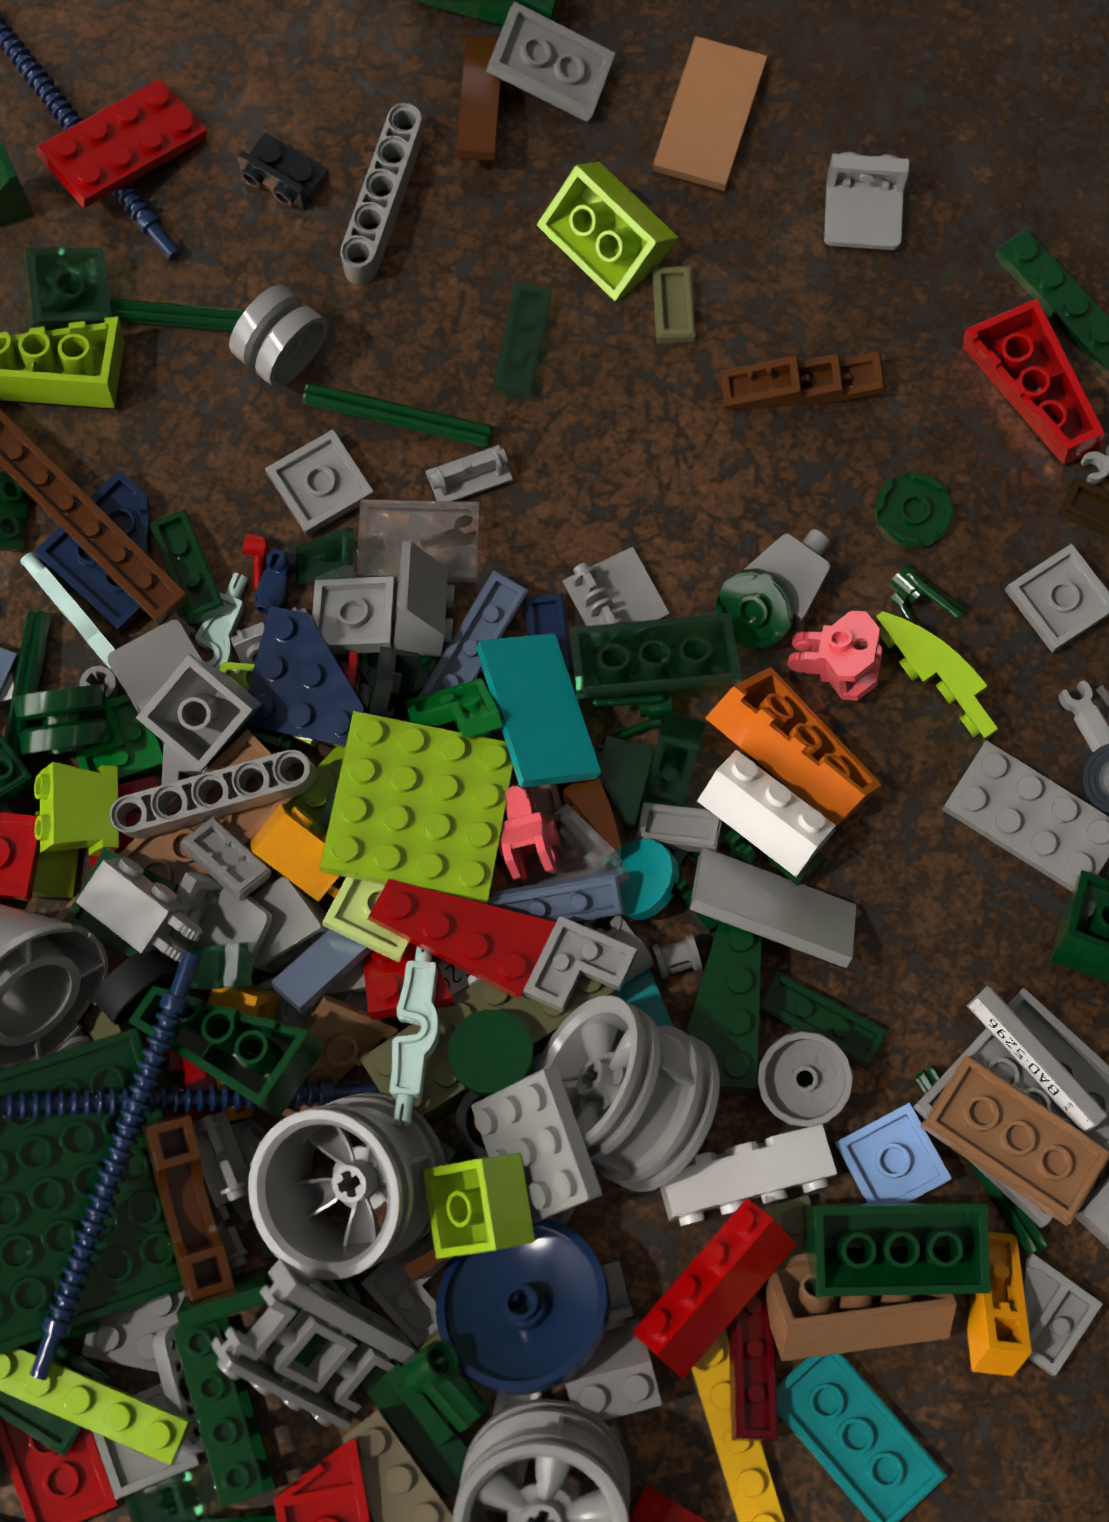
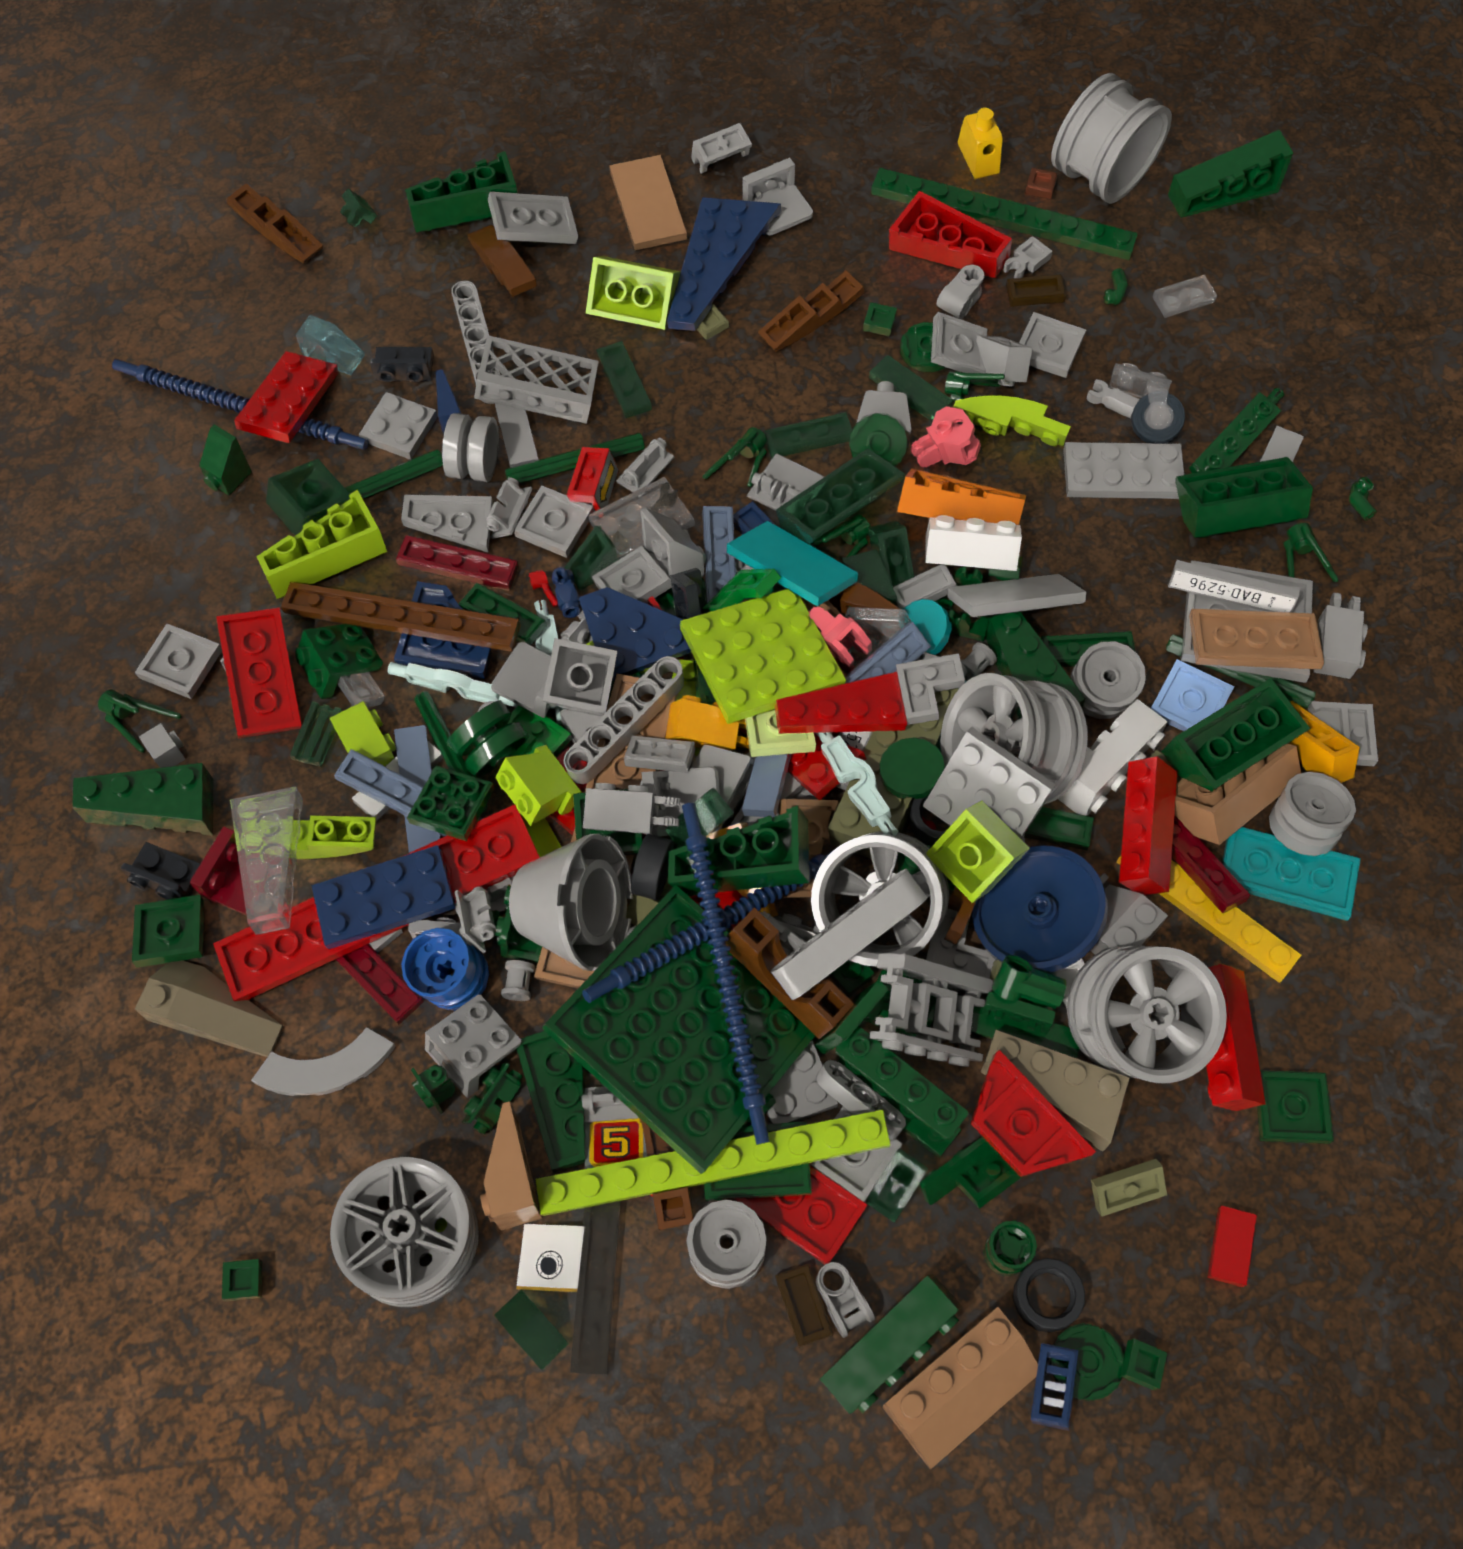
camera: 30 degrees left, 10 degrees down
(183, 469) = (457, 562): none -> dark red tile
(210, 409) = (450, 517): none -> light grey wing
(211, 100) = (328, 343): none -> clear light blue slope
(227, 251) = (398, 425): none -> light grey plate
(263, 448) = (504, 518): none -> light grey hinge
(269, 1213) = (849, 934): none -> light grey beam
(293, 261) = (445, 399): none -> dark blue slope
(355, 335) = (516, 435): none -> light grey tile
(388, 301) = (534, 395): none -> light grey fence
(396, 457) = (593, 477): none -> red panel
(606, 516) = (749, 445): none -> dark green plant
(633, 1217) = (1061, 828): none -> dark green tile
(688, 544) = (808, 435): none -> clear green tile
(743, 233) = (716, 251): none -> dark blue wing
(845, 88) = (720, 146): none -> light grey hinge
(852, 555) = (920, 394): none -> clear green tile
(878, 440) = (880, 319): none -> dark green plate
(922, 1391) = (1312, 813): none -> light grey wheel
(948, 534) = (956, 344): none -> light grey tile
(987, 585) = (1005, 358): none -> light grey slope
(997, 466) = (962, 291): none -> light grey piece

